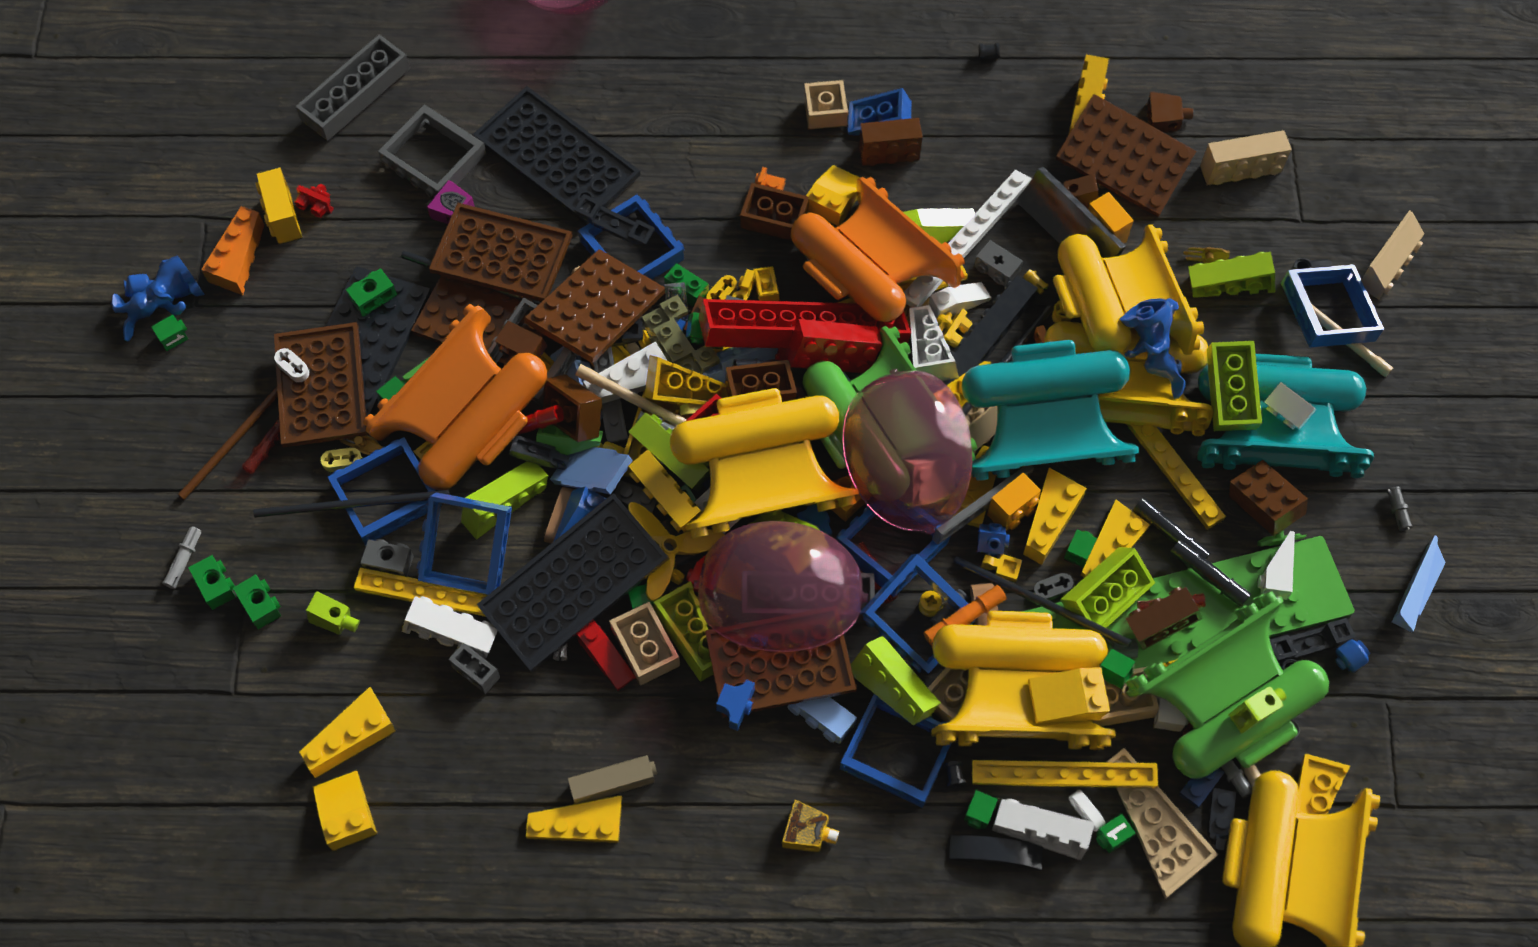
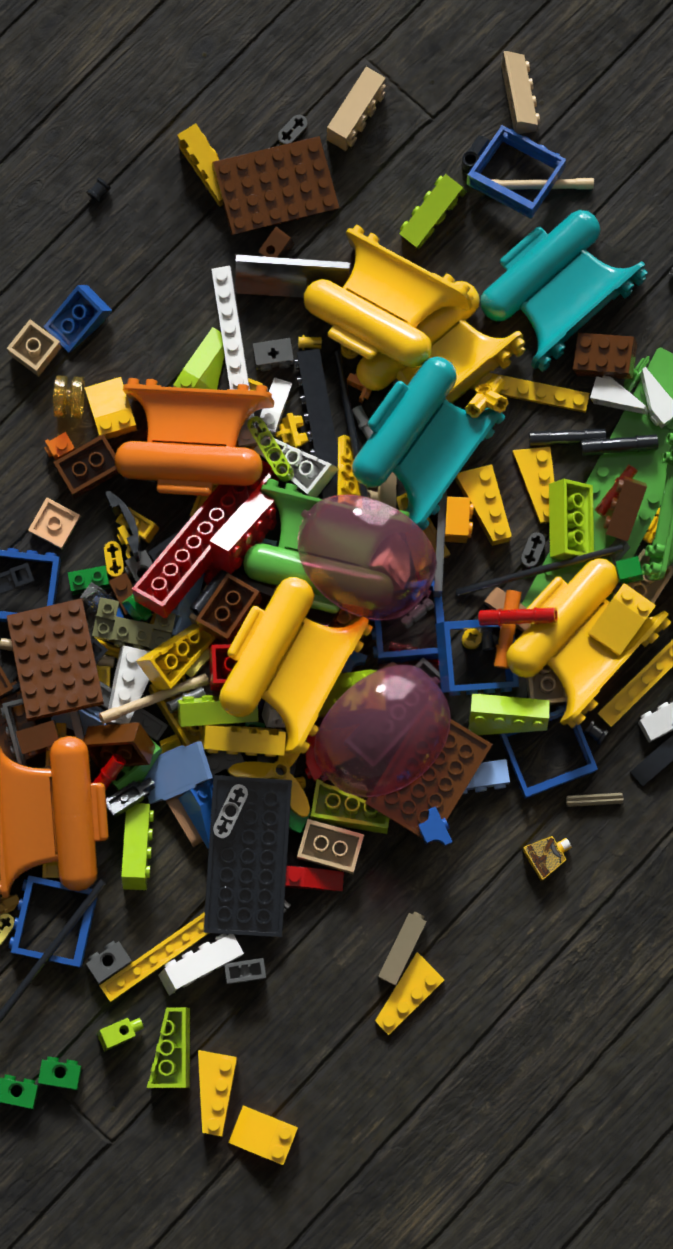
camera: 50 degrees left, 15 degrees up
(353, 670) = (172, 1055): none -> lime wedge
(427, 545) = (168, 930): blue window -> none
(582, 542) = (238, 808): none -> light grey beam
(707, 228) = (54, 523): none -> light nougat plate
(749, 286) = (119, 507): none -> black slope
(813, 154) = (72, 397): none -> clear yellow wheel
(890, 141) = (110, 334): reddish brown brick -> none
(896, 827) = (594, 799): none -> dark tan axle
(905, 536) = (417, 613): none -> dark grey axle
(913, 339) = (271, 448): none -> lime beam
(980, 810) = (632, 739): green brick -> none
(983, 607) = (518, 616): none -> red piece
(992, 539) = (466, 557): blue brick -> none
(1005, 566) = (492, 566): yellow plate -> none
(1080, 548) = (524, 506): green brick -> none
(1112, 216) = (316, 247): light orange brick -> none
(1134, 432) = (488, 397): none -> yellow piece
(1152, 323) = (434, 314): blue animal -> none
(1166, 112) = (266, 121): reddish brown torso -> none
(1181, 133) = (289, 127): none -> dark grey beam
(1207, 255) = (400, 208): pearl gold piece -> none
(1234, 386) = (519, 303): lime brick -> none
(1244, 533) = (611, 394): none -> white slope
(1290, 406) = (564, 281): white brick -> none

